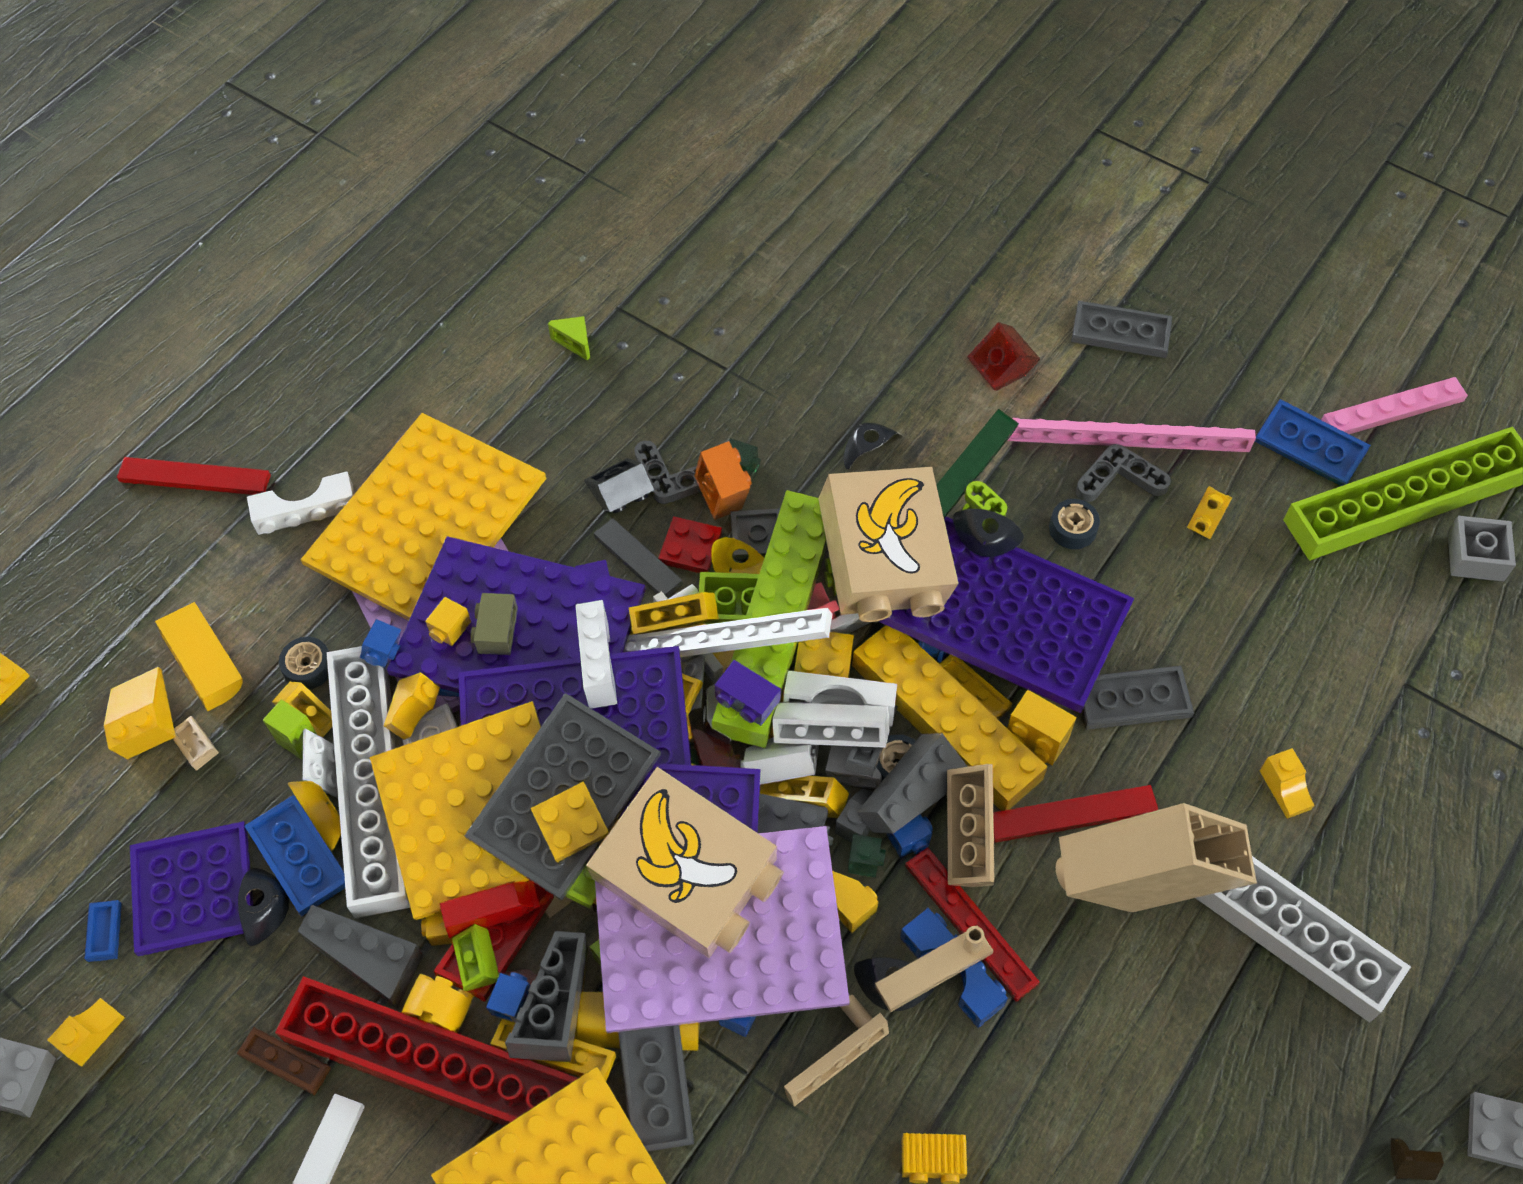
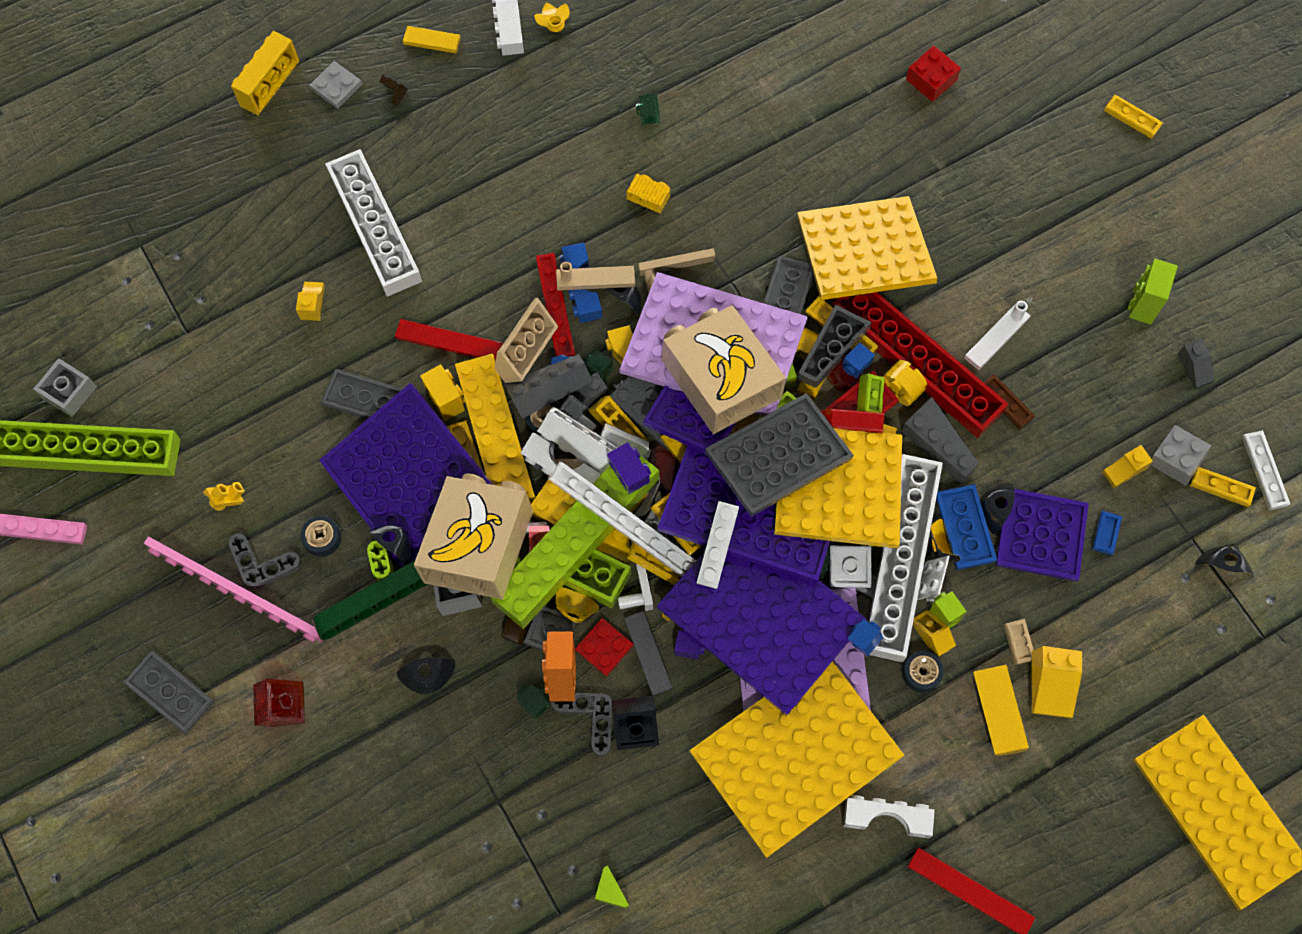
camera: 155 degrees left, 10 degrees up
(410, 702) = (858, 589): yellow arch -> none
(448, 621) = (812, 626): yellow brick -> none
(495, 624) = (778, 609): olive brick -> none
(570, 821) = (782, 430): yellow plate -> none
(673, 613) = (647, 568): yellow brick -> none
(1156, 859) = (436, 255): tan brick -> none
(1312, 443) = (107, 523): blue tile -> none

